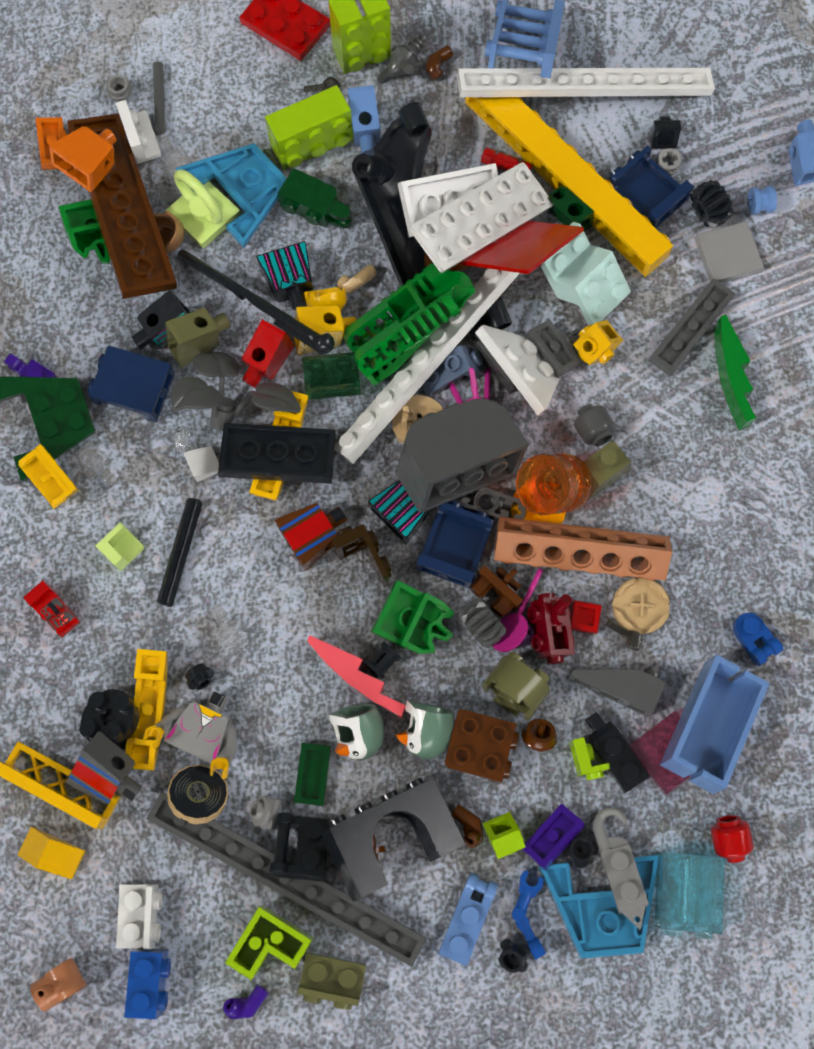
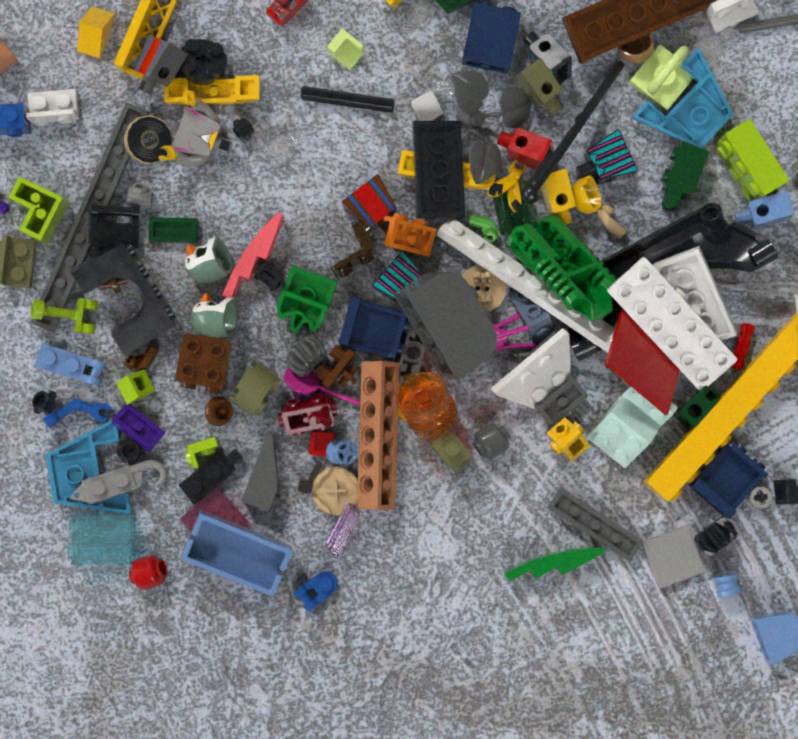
camera: 85 degrees right, 10 degrees up
(306, 378) = (510, 185): none -> yellow piece
(348, 410) = (486, 226): none -> bright green arm
(351, 491) = (409, 236): none -> orange bracket
(399, 951) = (39, 309): none -> lime bar
(598, 593) = (345, 447): none -> medium blue wheel
(689, 598) = (343, 529): none -> clear purple tile

